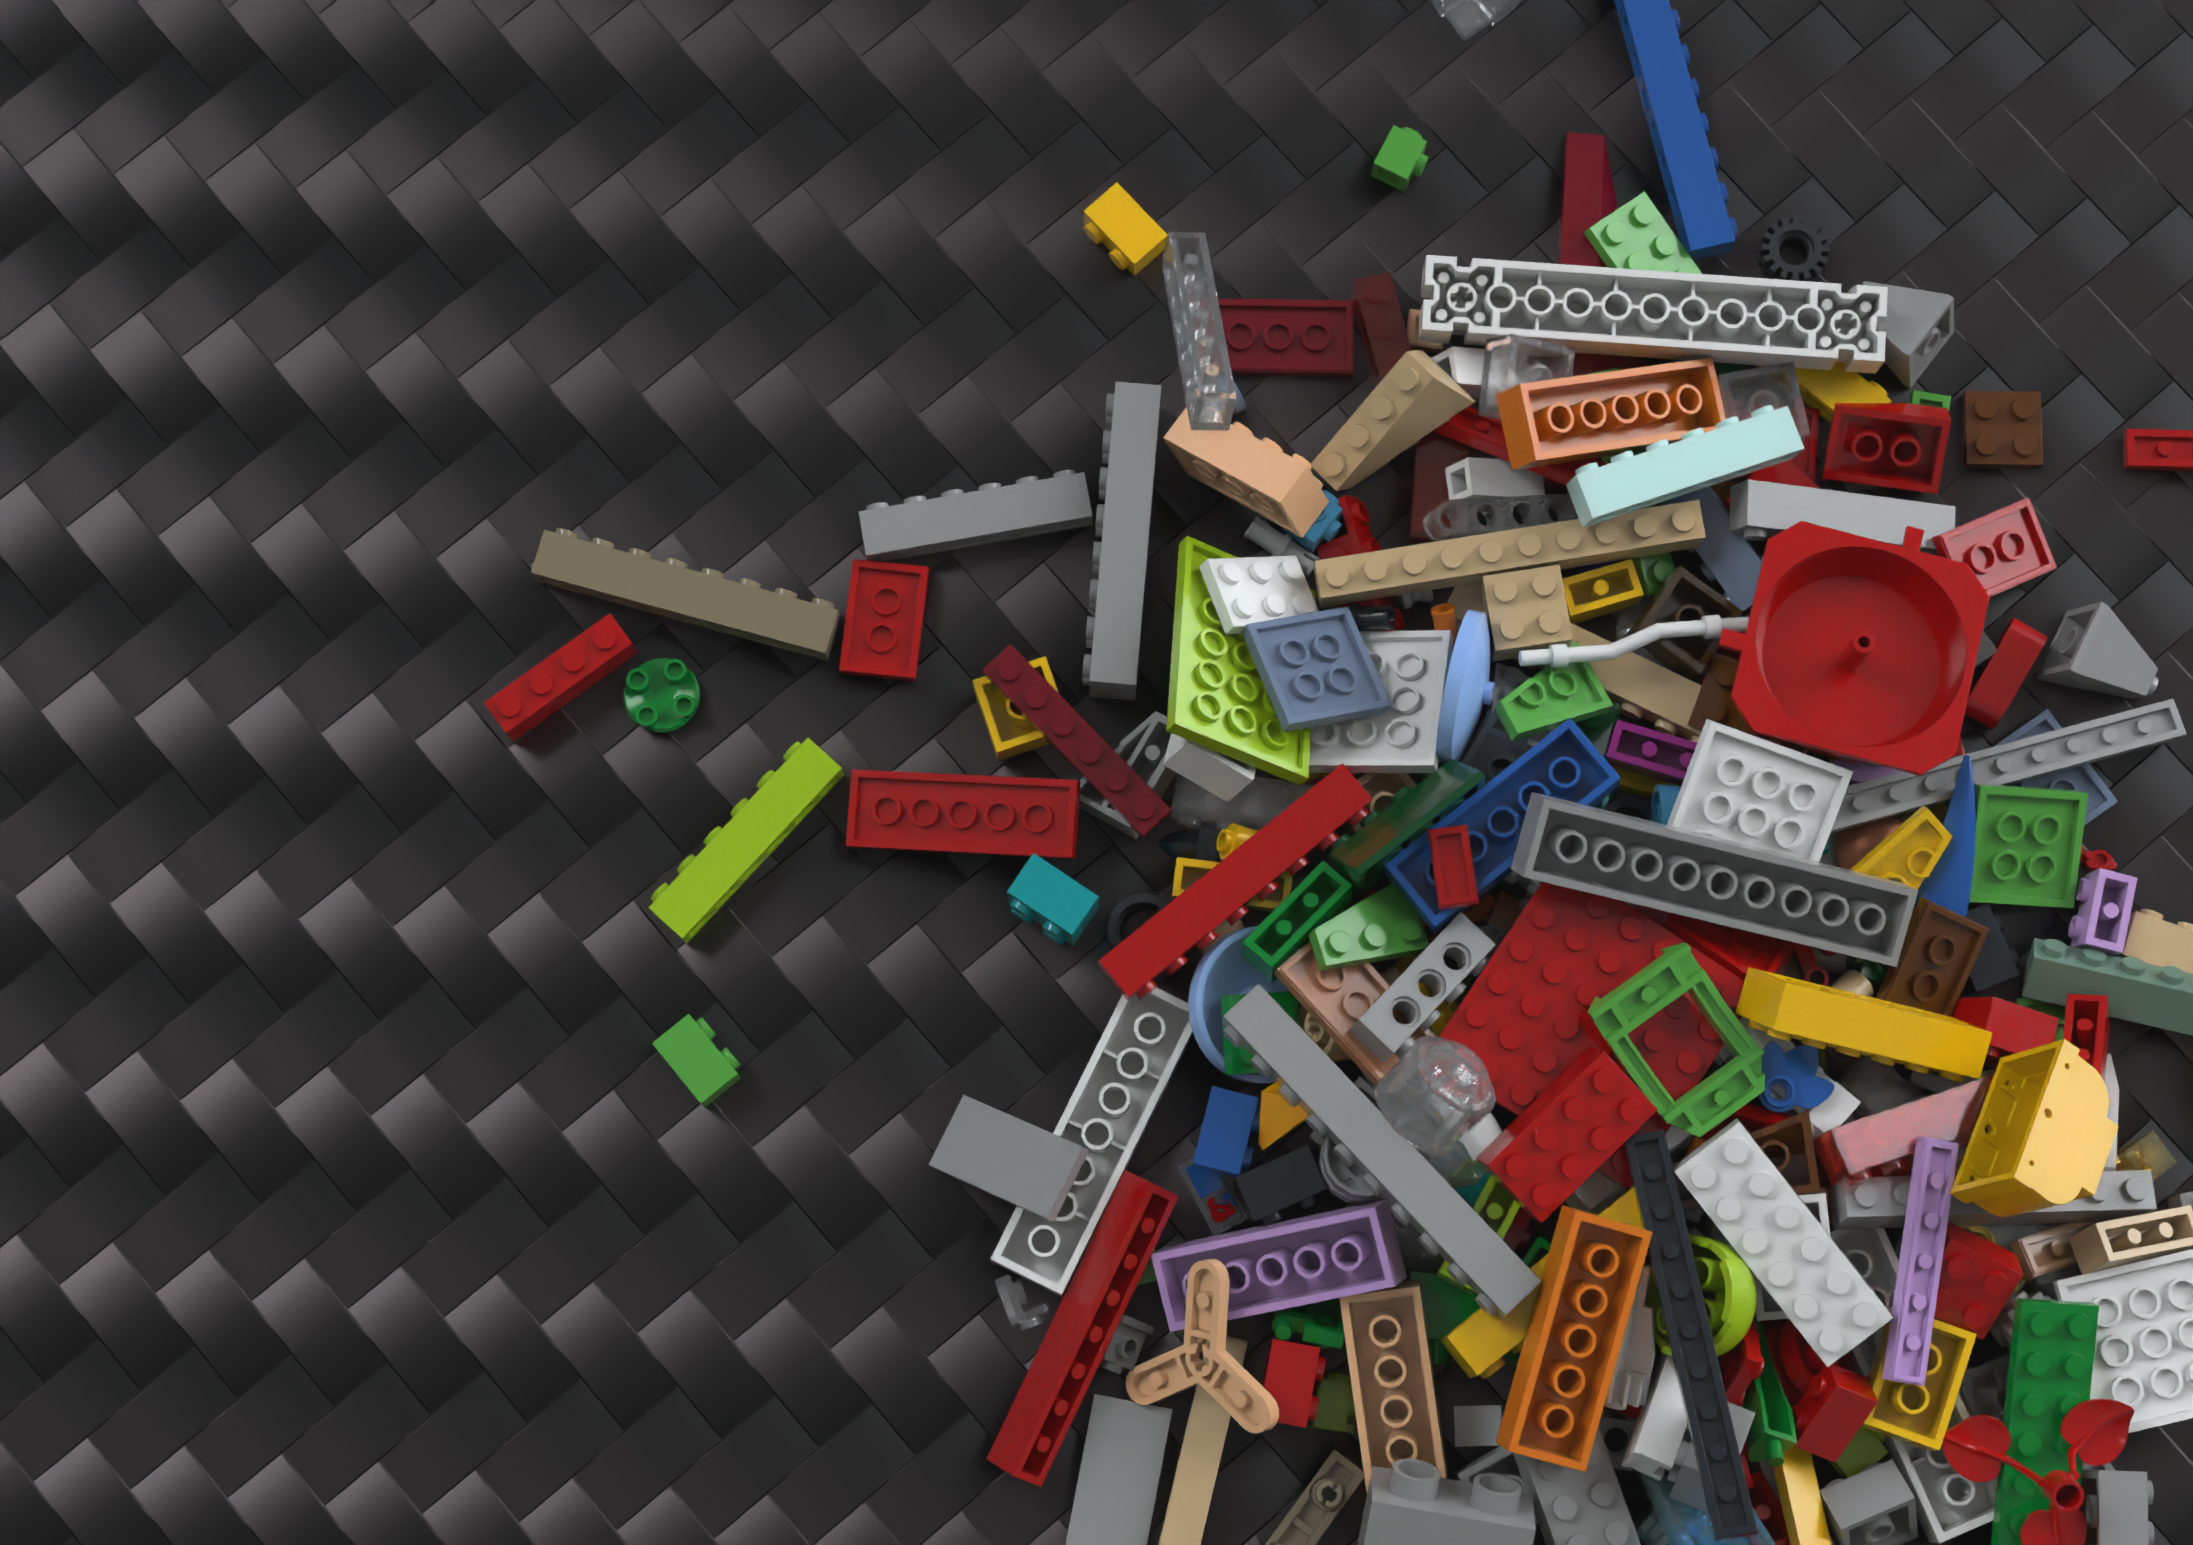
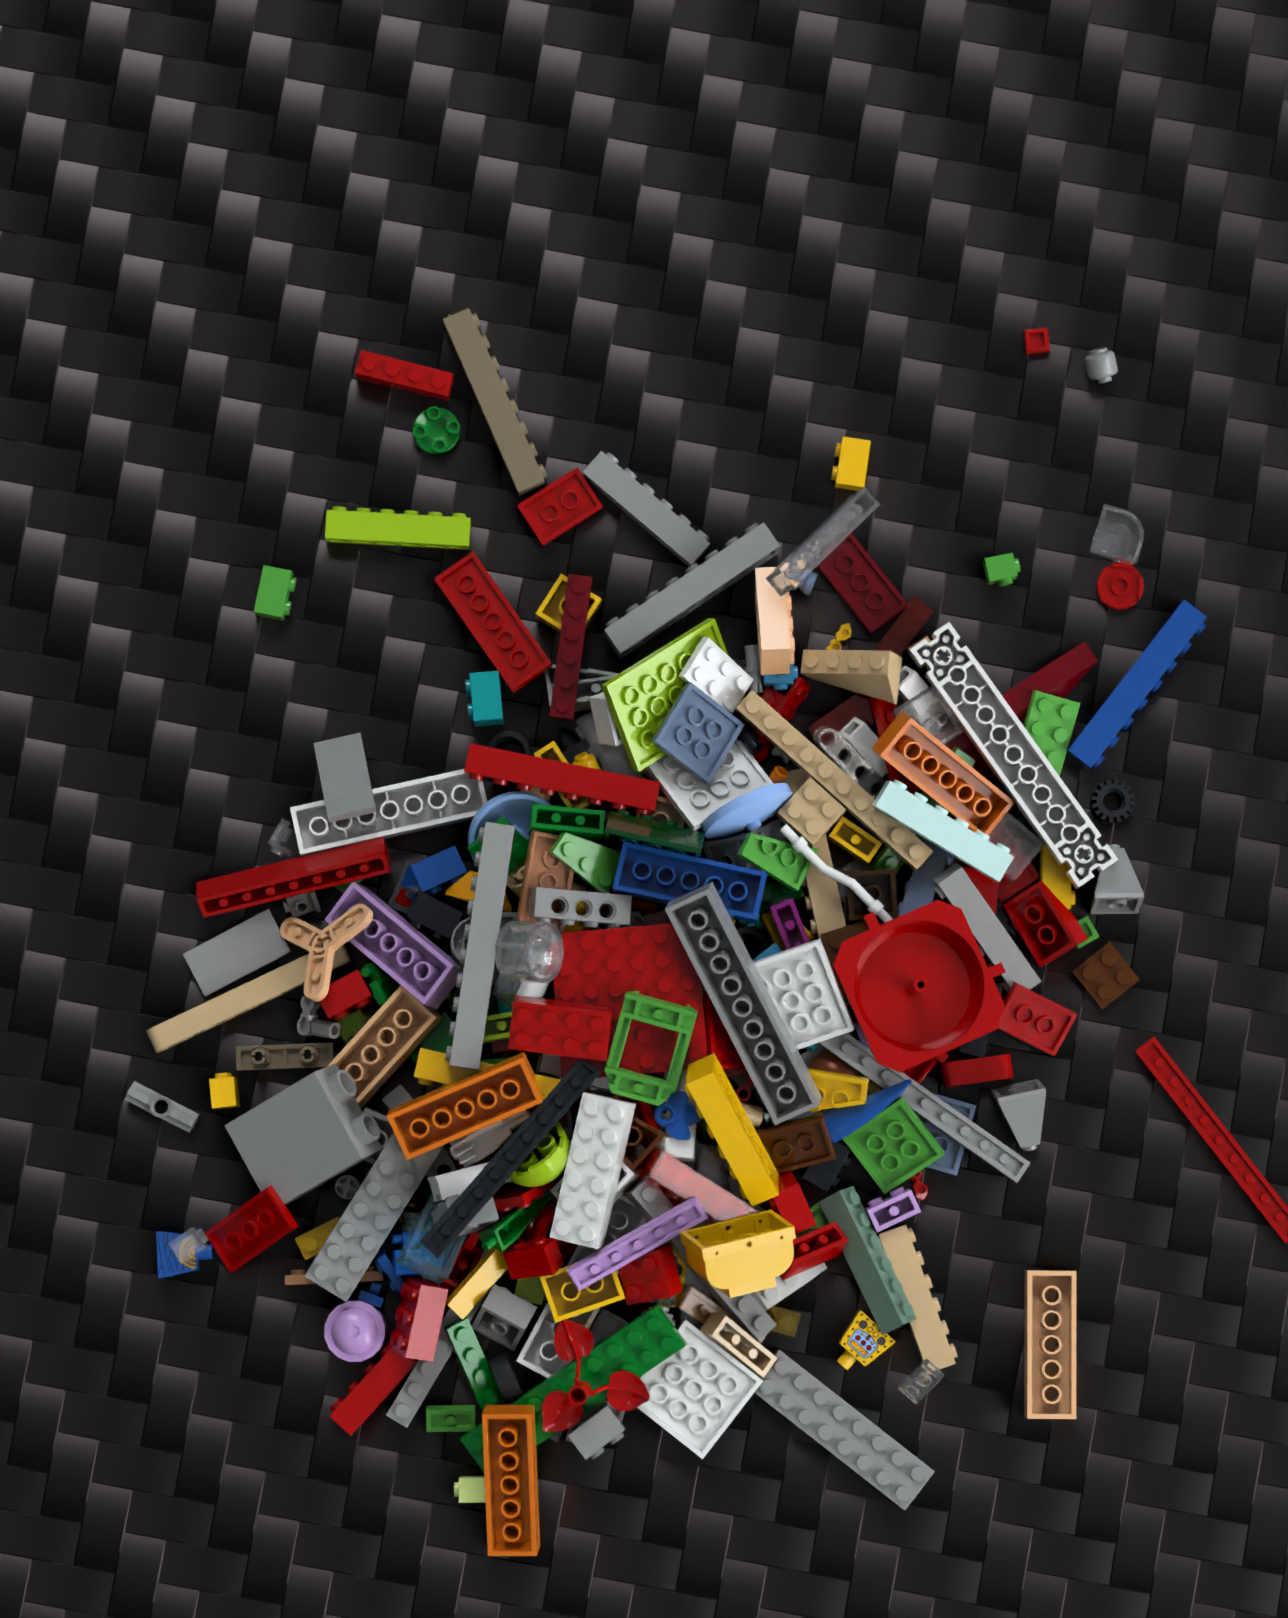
camera: 45 degrees right, 5 degrees up
(1289, 1460) = (310, 1025): none -> light grey bar
(1325, 407) = (843, 634): none -> yellow piece
(1453, 867) = (647, 874): red tile -> none
(1533, 40) = (1119, 586): none -> red tile

